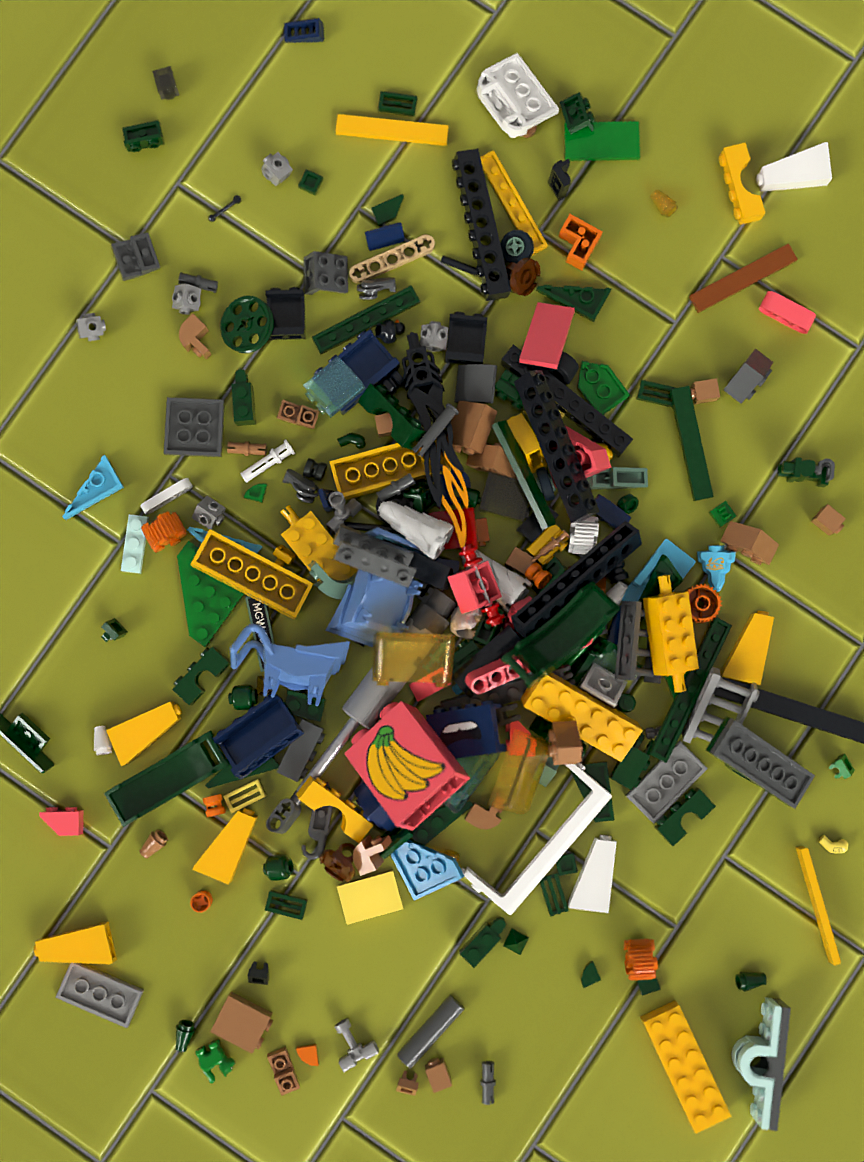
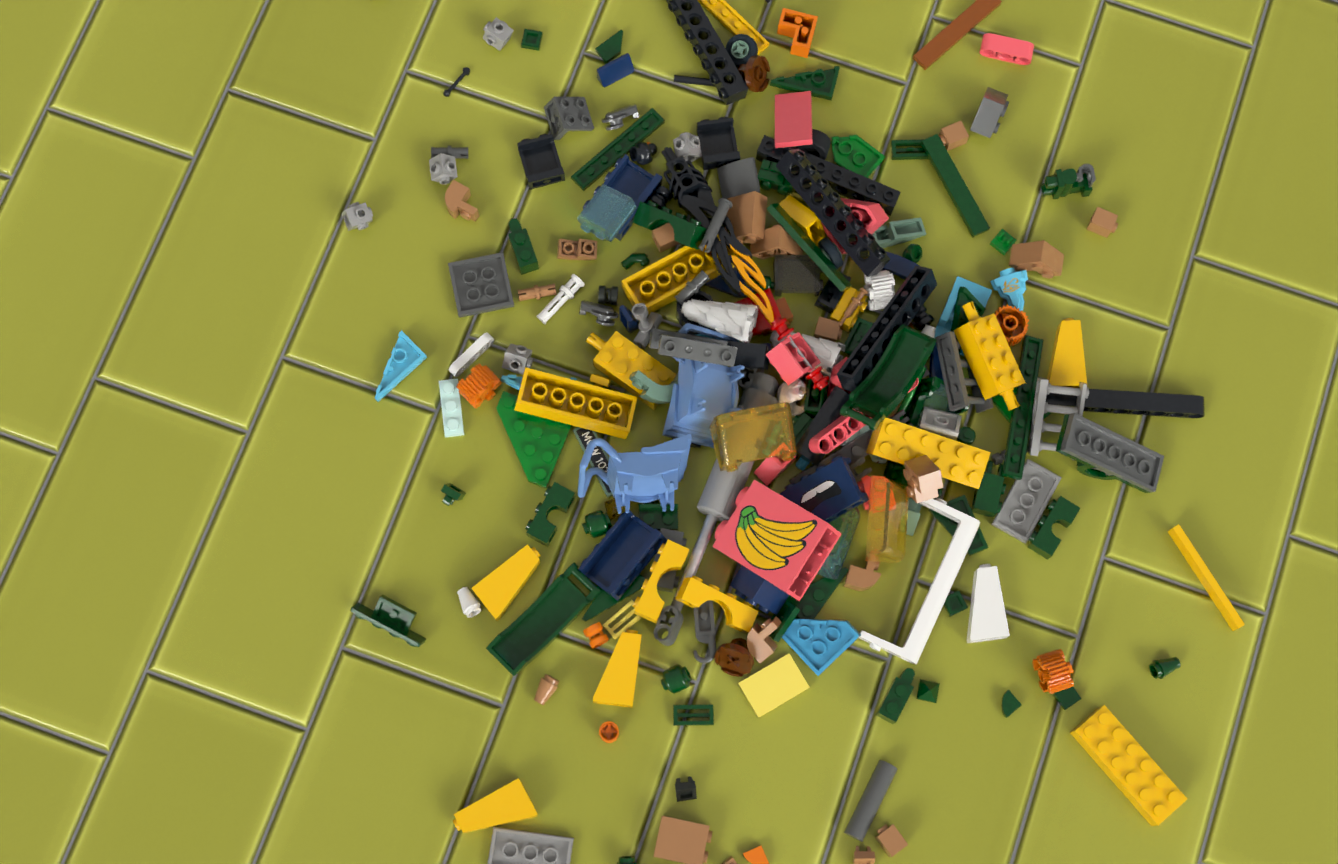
camera: 20 degrees left, 10 degrees down
(64, 822) = (452, 690): coral slope -> none
(135, 256) = (383, 144): dark grey slope -> none
(143, 136) = (363, 35): dark green bracket -> none
(239, 321) = (512, 172): dark green wedge -> none
(256, 492) = (556, 331): green tile -> none
(270, 792) = (671, 558): none -> yellow arch
(356, 1050) = (803, 840): light grey bar -> none
(398, 252) = (630, 81): tan beam -> none
(422, 497) = (720, 290): dark green bracket -> none
(488, 1082) = (941, 835): dark grey pin -> none
(538, 575) = (848, 336): orange wheel -> none
(558, 910) = (955, 628): dark green tile -> none
(768, 1074) = (1211, 746): light aqua piece -> none
(833, 847) = (1203, 520): light yellow arm -> none
(844, 766) = (1189, 442): green tile -> none

